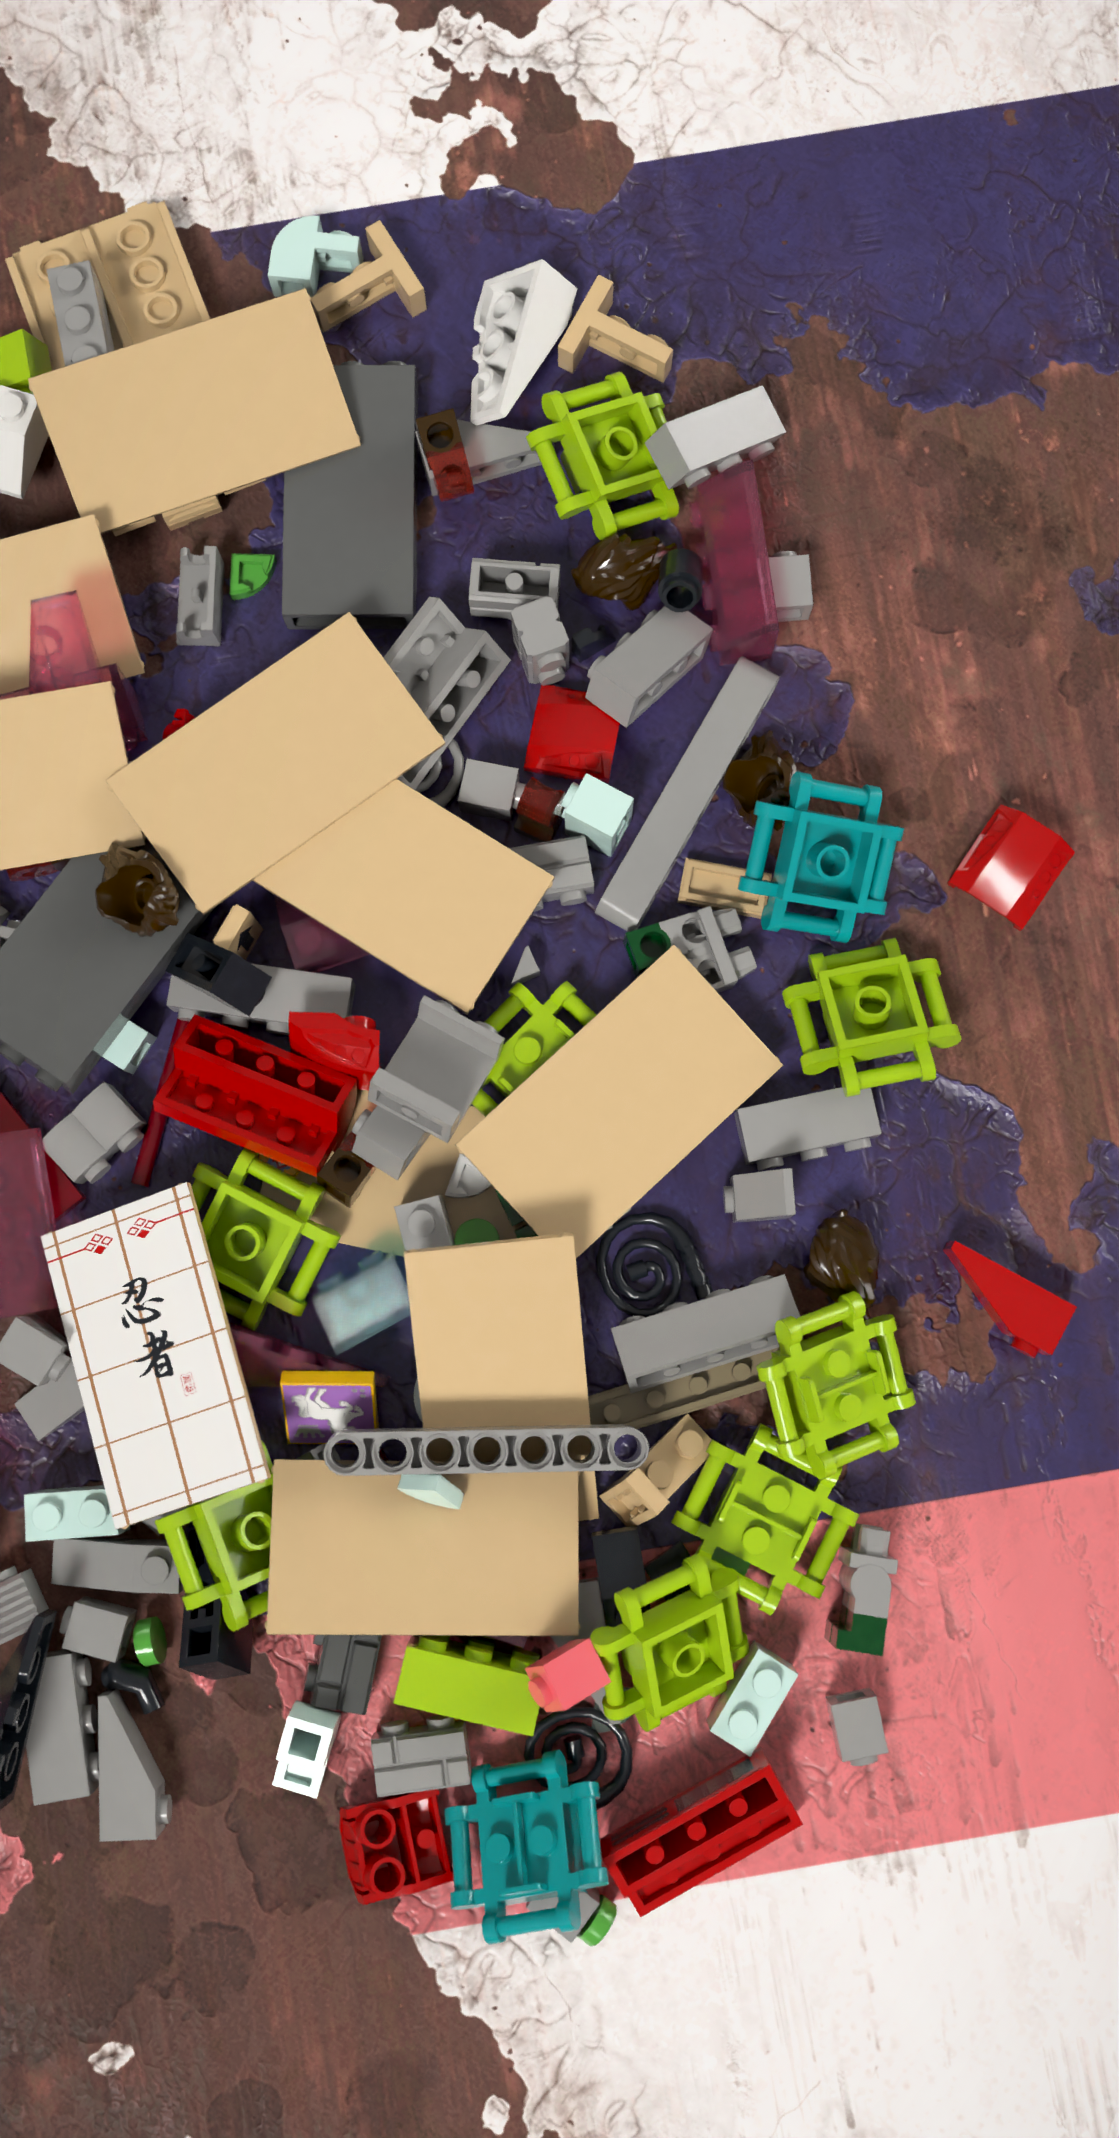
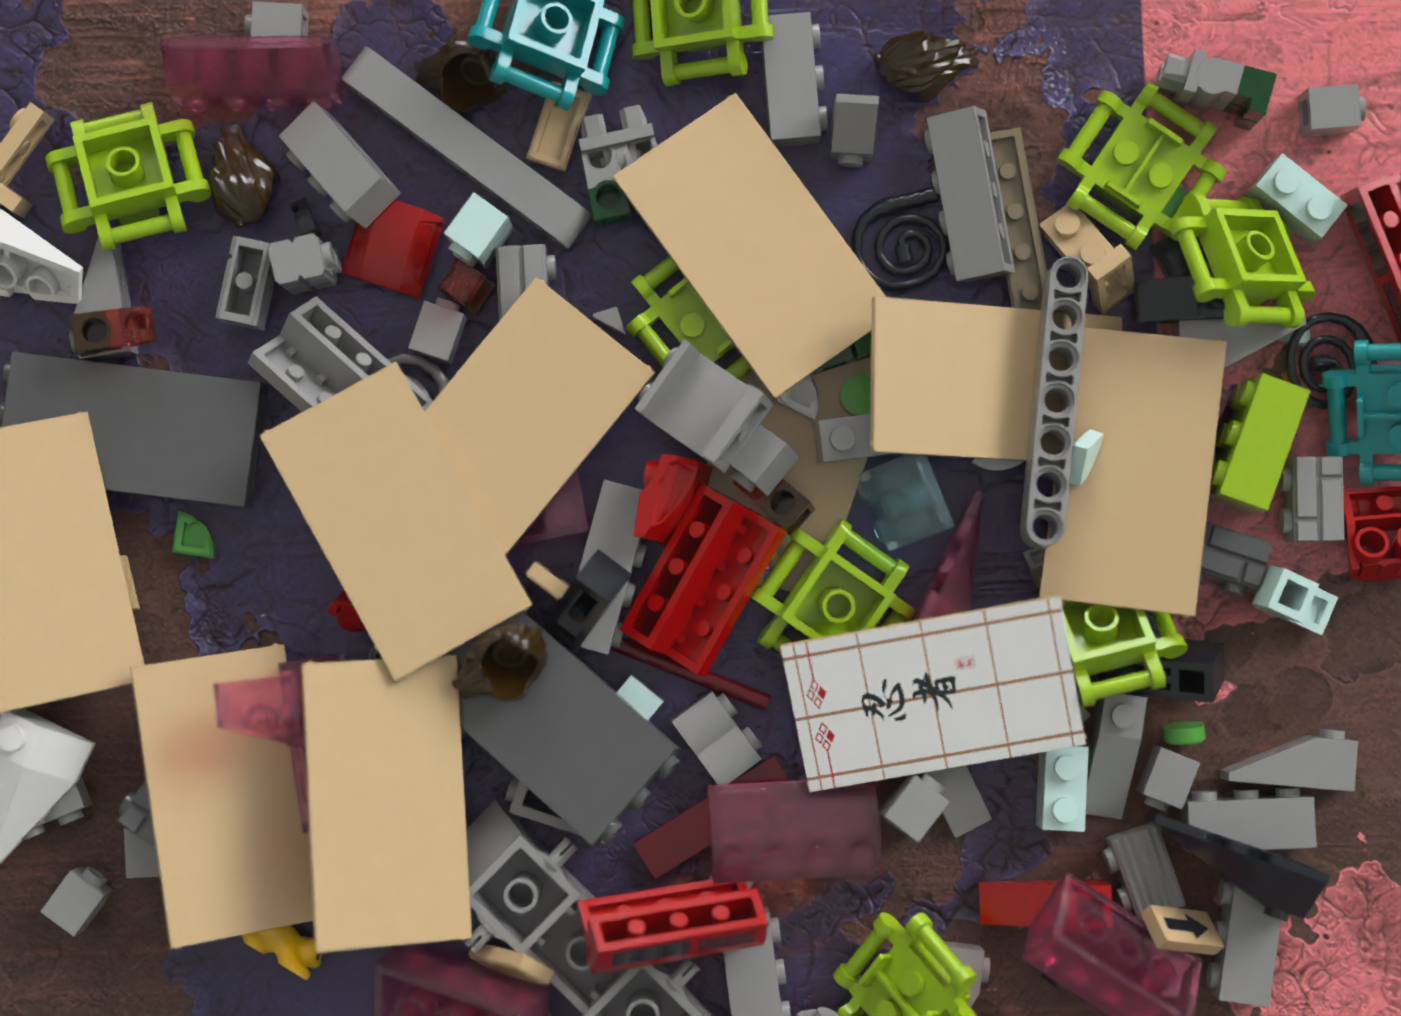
camera: 85 degrees left, 5 degrees up
(134, 1678) = (1214, 751): black arm -> none
(200, 598) = (212, 588): light grey hinge -> none
(326, 1402) = (993, 545): tile -> none
(566, 1675) = (1262, 351): coral brick -> none
(680, 579) = (263, 124): black brick -> none
(715, 438) = (128, 72): brick -> none
(835, 1384) = (1029, 84): lime brick -> none

